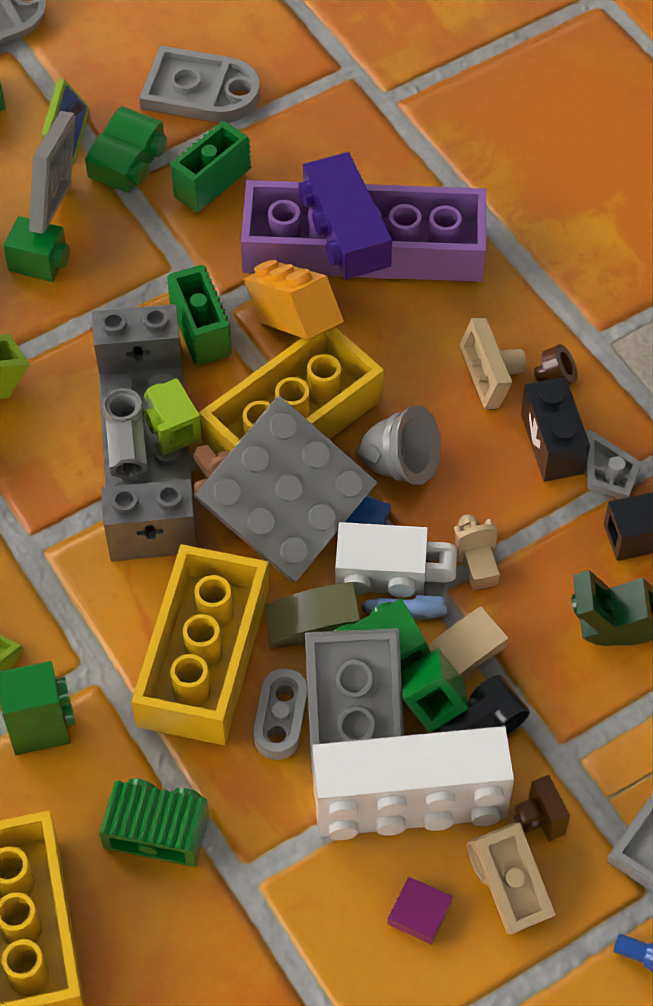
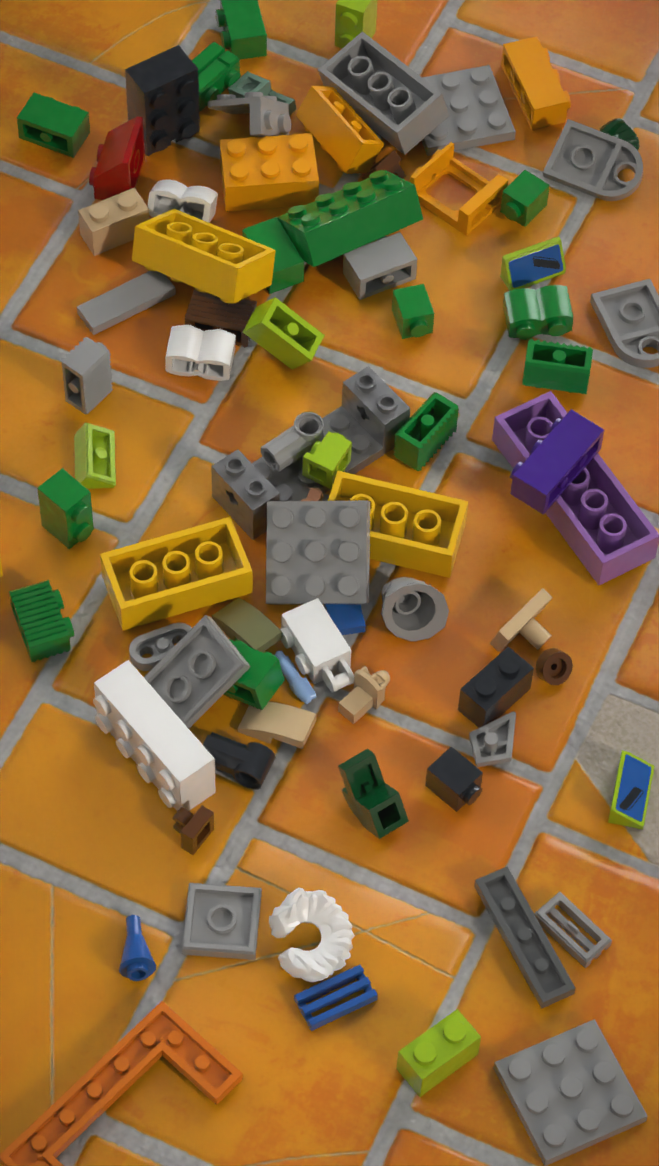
camera: 55 degrees right, 0 degrees up
(51, 171) = (465, 277): light grey tile -> none
(293, 299) = (469, 472): light orange brick -> none
(420, 910) = (81, 796): magenta tile -> none
(434, 690) = (229, 716): green brick -> none
(509, 869) = (134, 827): tan plate -> none

